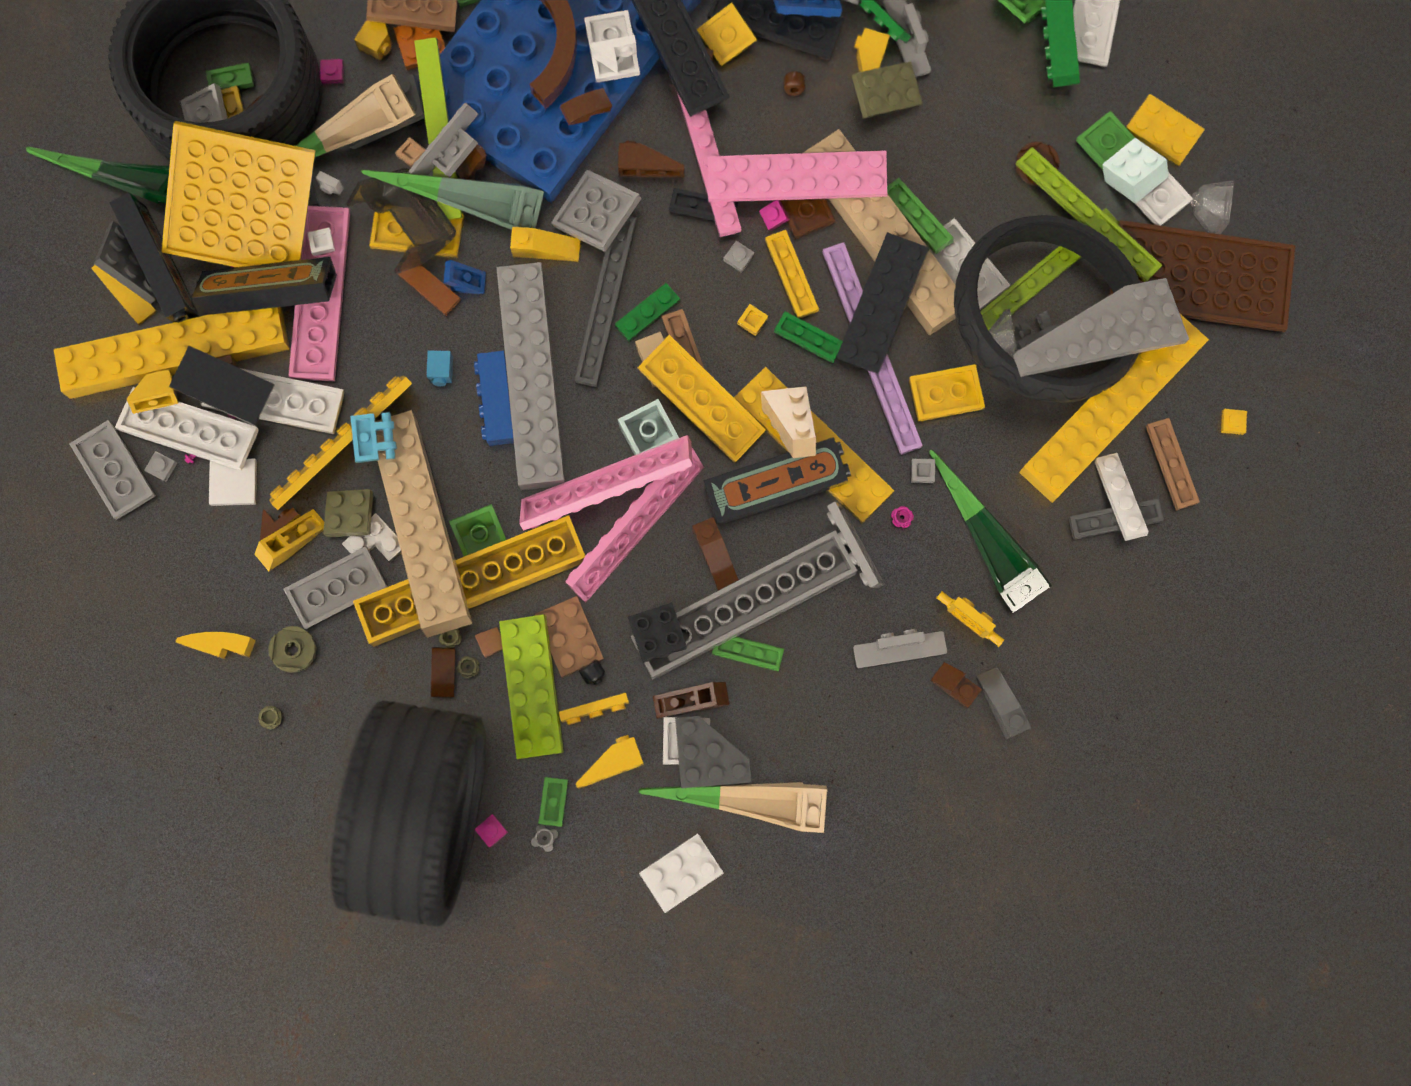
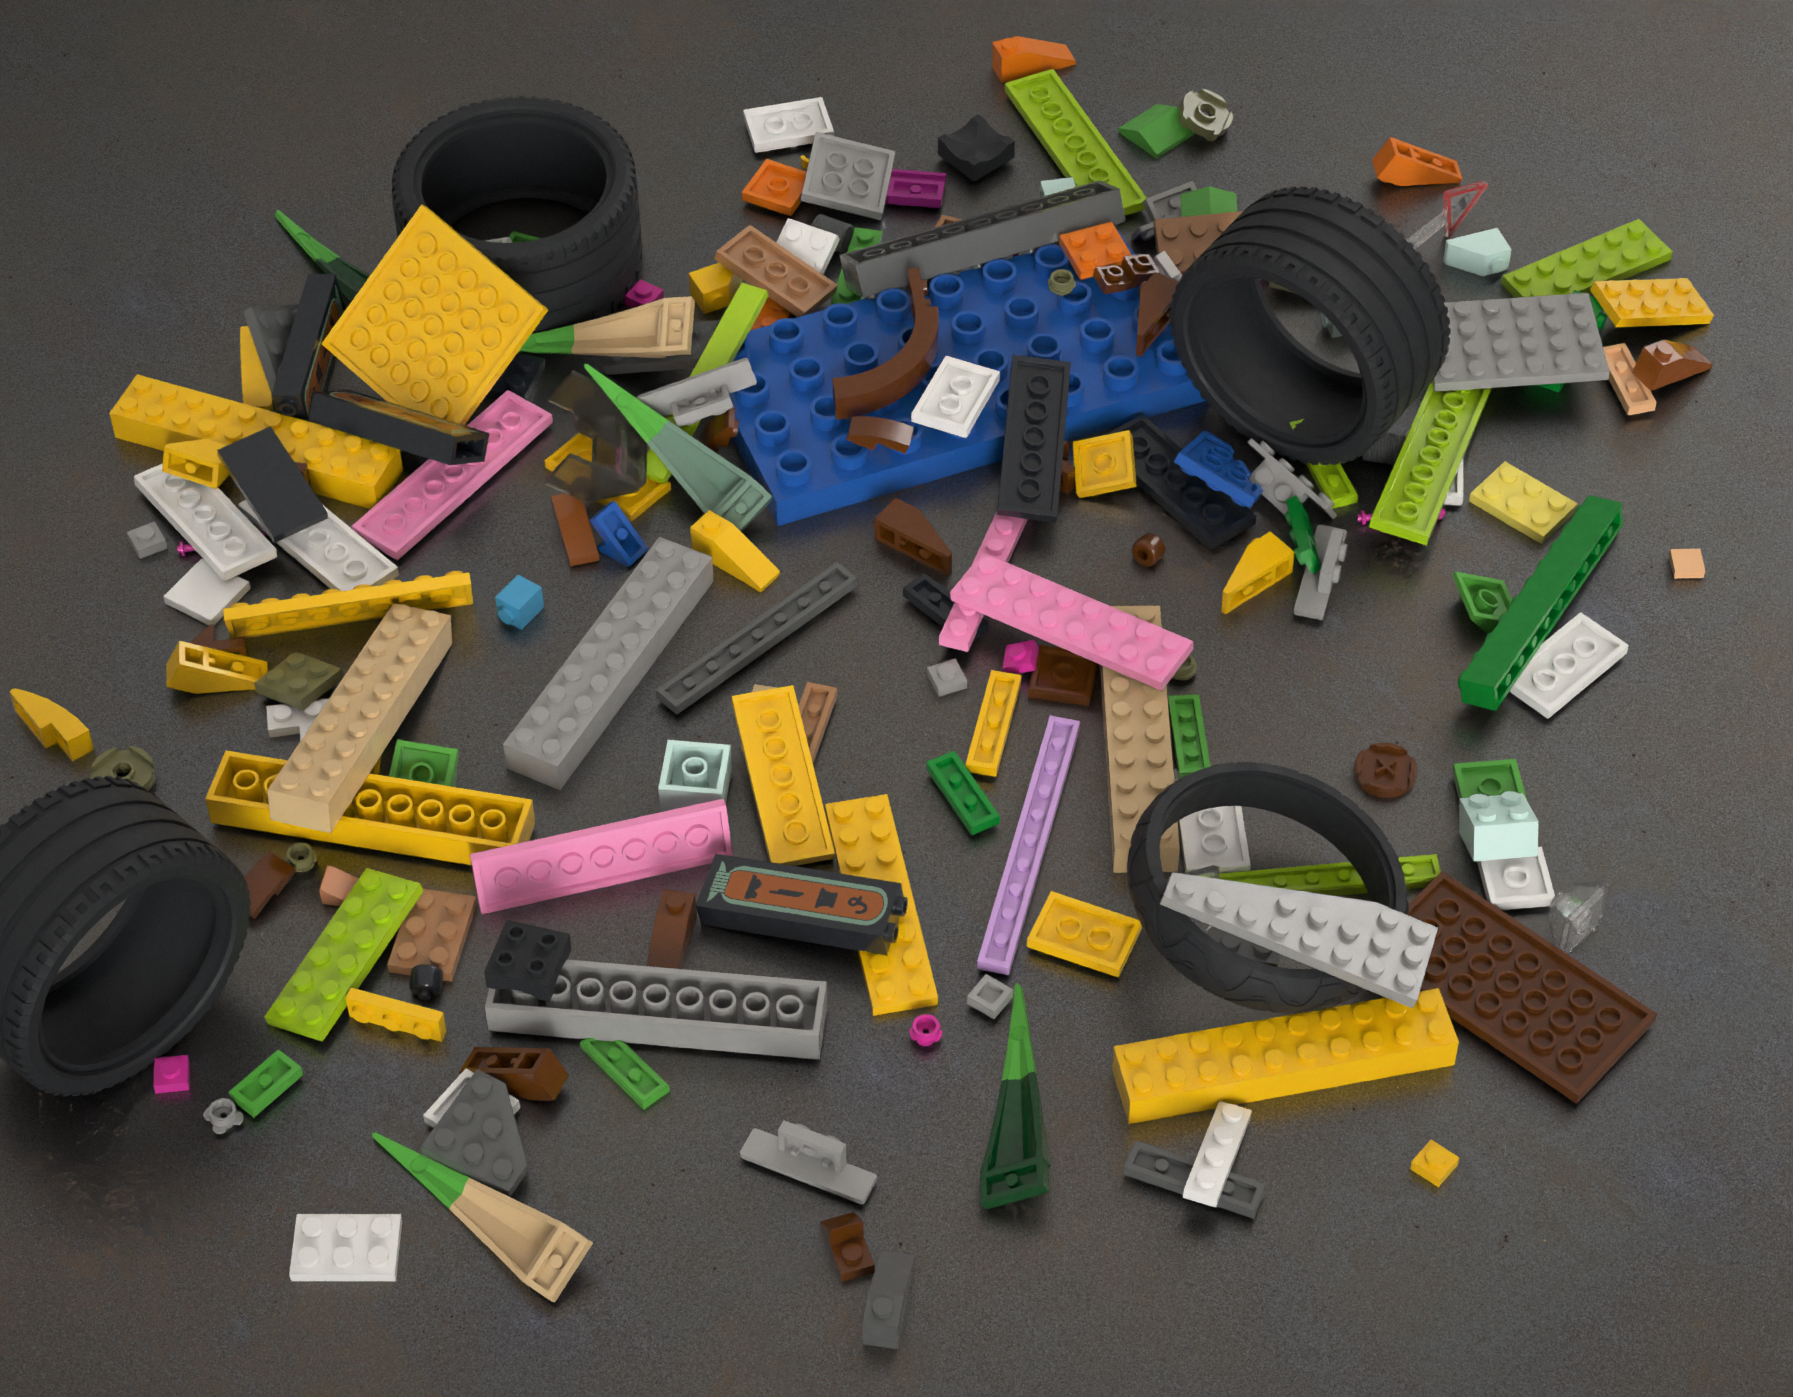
camera: 35 degrees right, 30 degrees down
(112, 469) = (96, 515): light grey plate -> none
(321, 241) = (495, 422): white plate -> none
(329, 184) = (549, 380): white plate -> none
(335, 587) = (201, 735): light grey plate -> none
(365, 437) = (376, 598): medium azure plate -> none
(468, 673) = (293, 891): olive plate -> none
(495, 398) = (548, 658): blue brick -> none
(596, 210) = (817, 547): light grey plate -> none
(606, 482) = (600, 789): bright pink plate -> none
(608, 50) = (948, 390): white slope -> none
(616, 760) = (368, 1081): yellow slope -> none
(647, 312) = (797, 673): green plate -> none
(752, 319) = (910, 742): yellow plate -> none
(792, 418) = (870, 841): tan wedge -> none
(858, 553) = (839, 1017): light grey plate -> none
(882, 303) = (1072, 793): black plate -> none
(887, 89) = (1250, 601): olive plate -> none
(964, 611) = (919, 1168): yellow plate -> none
(1086, 211) = (1403, 834): lime tile -> none
(1164, 129) = (1575, 817): yellow plate -> none
(1172, 464) = (1315, 1161): medium nougat plate -> none

